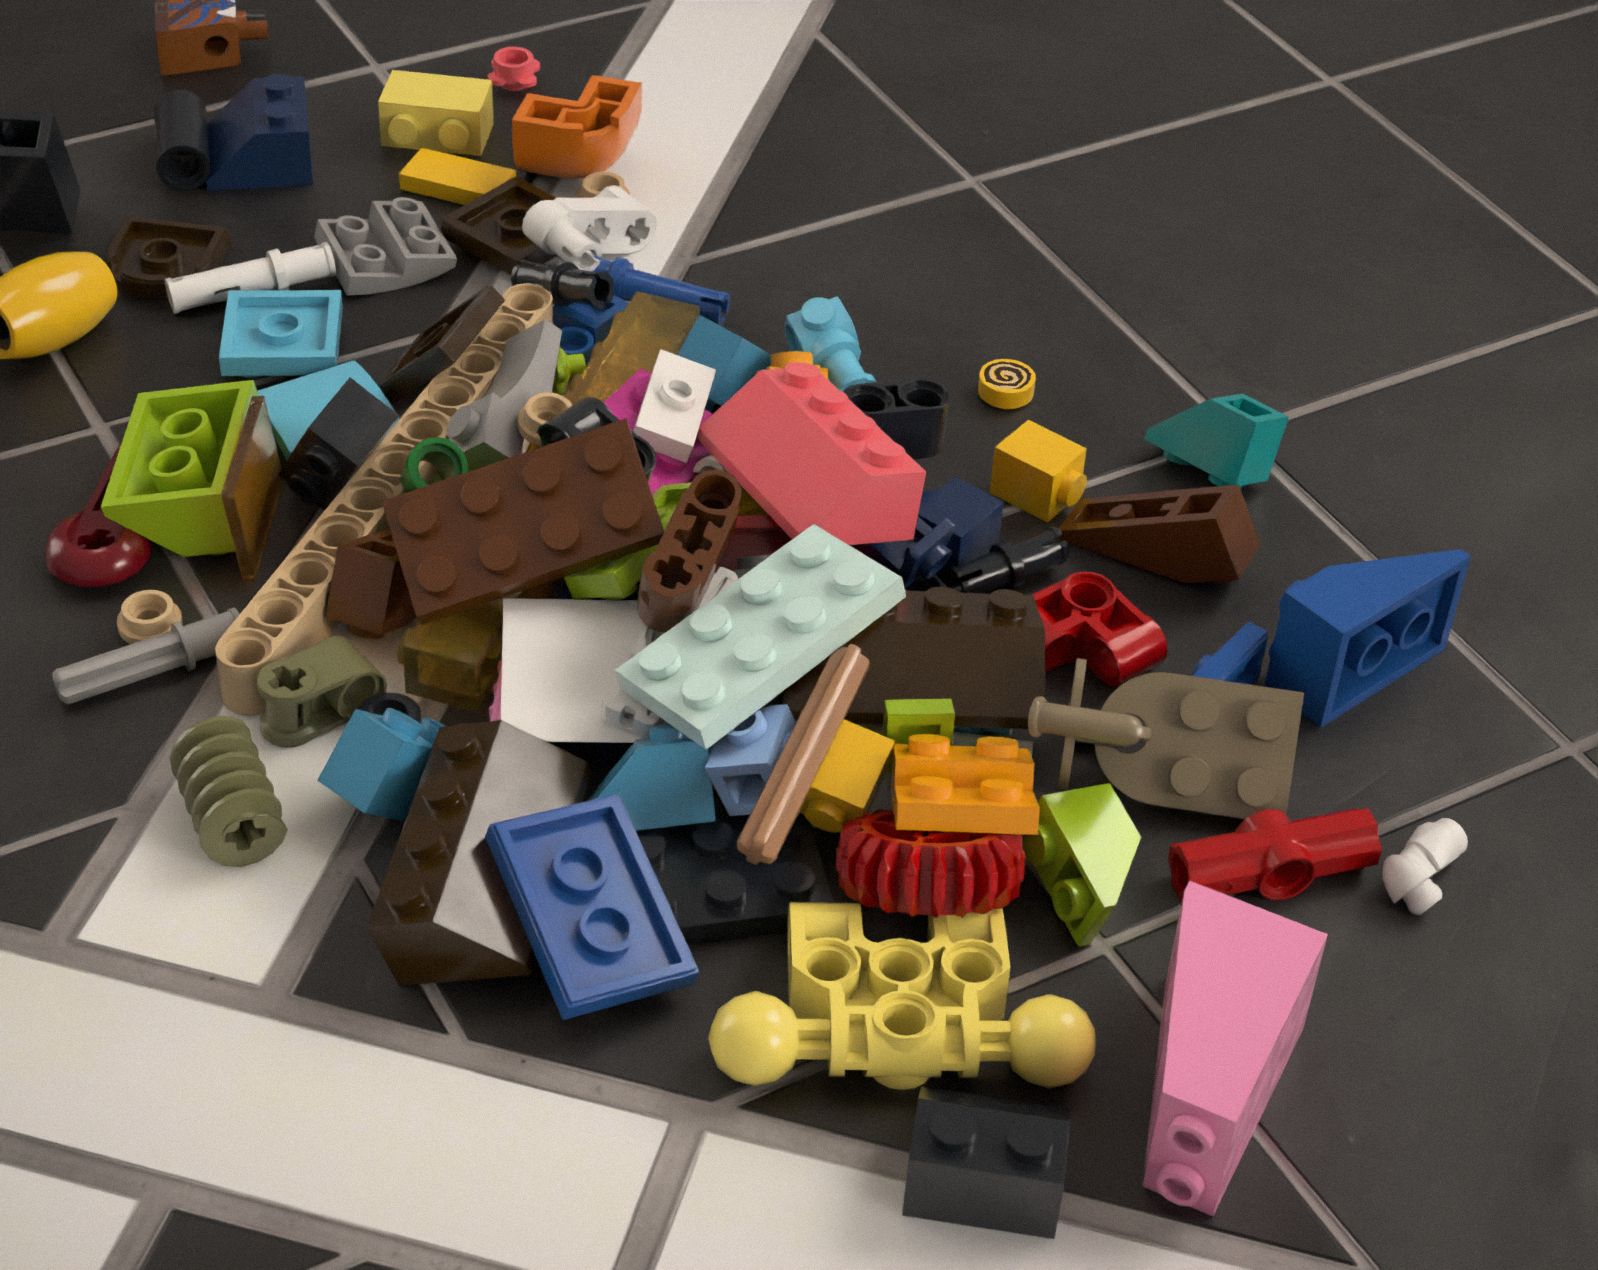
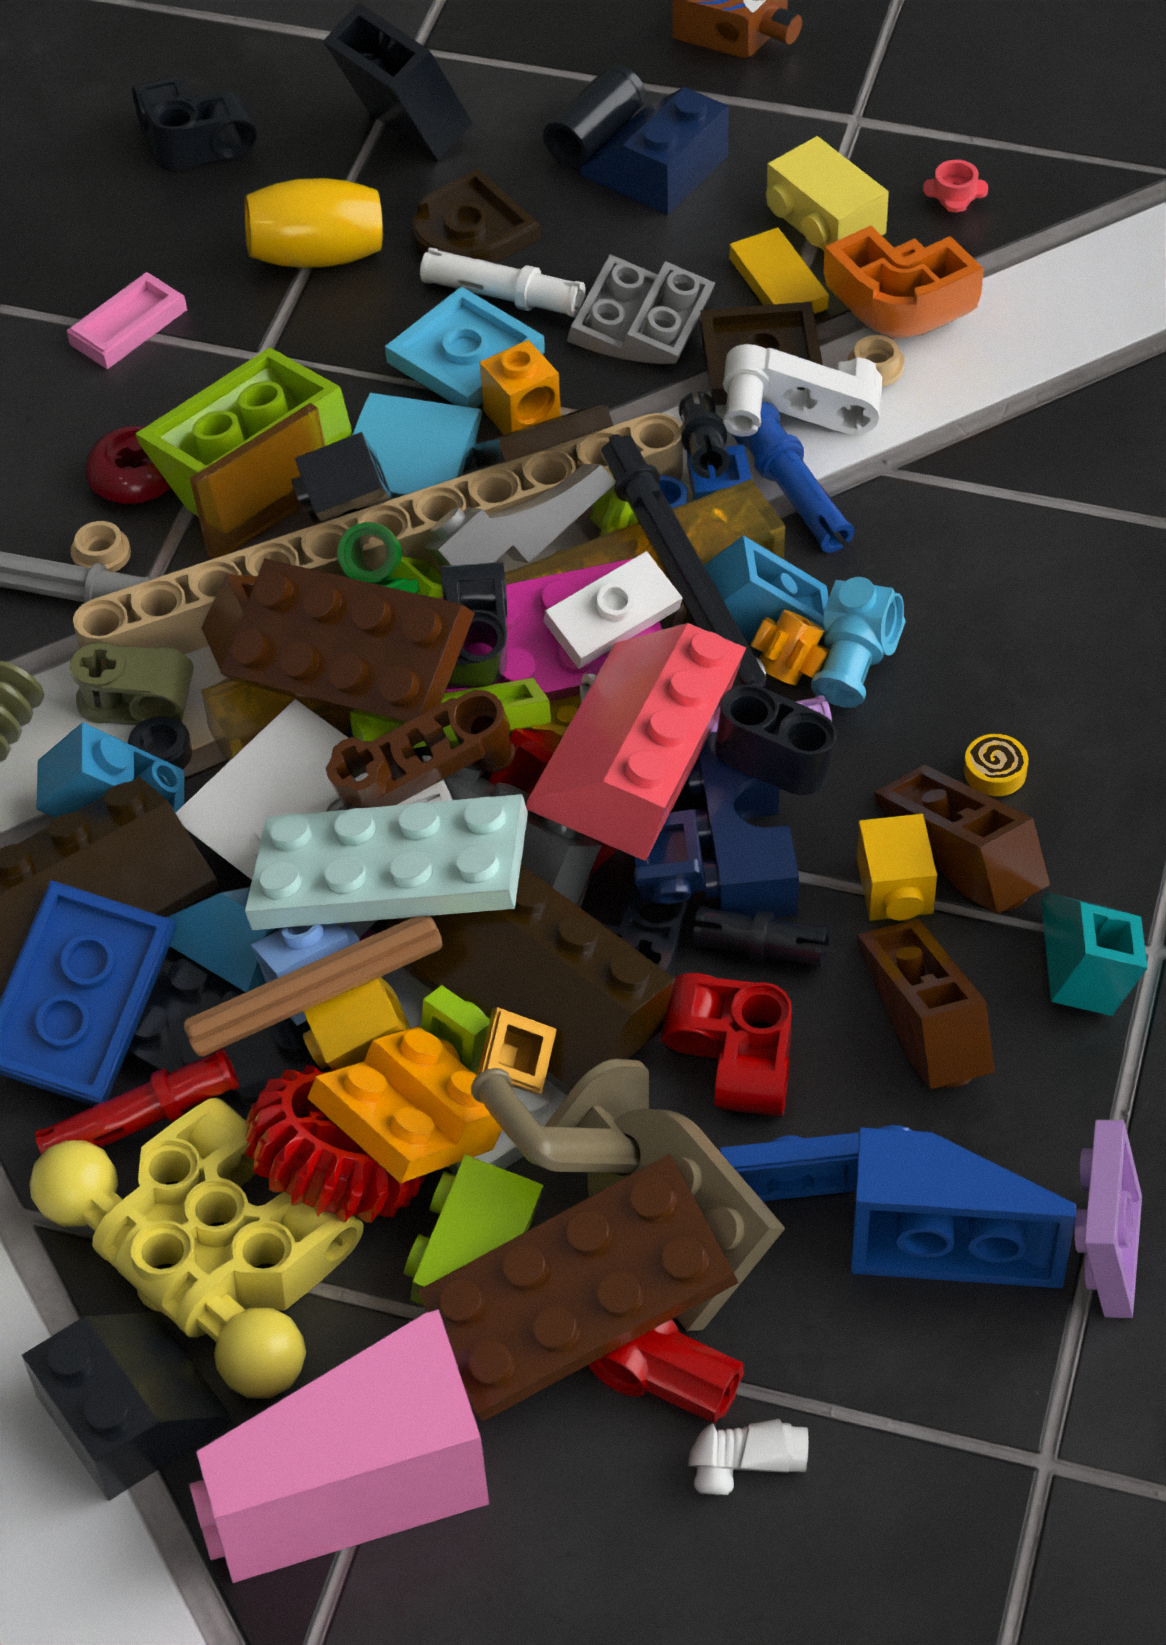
camera: 50 degrees right, 10 degrees up
(372, 329) = (519, 388): none -> light orange brick
(537, 411) = (516, 548): tan plate -> none
(623, 342) = (639, 487): none -> black axle
(747, 931) = (162, 1098): none -> red pin
(987, 708) = (519, 1048): none -> pearl gold slope
(1088, 411) = (974, 840): none -> reddish brown slope
(1219, 811) = (578, 1287): none -> reddish brown plate
(1485, 594) = (1112, 1222): none -> lavender plate

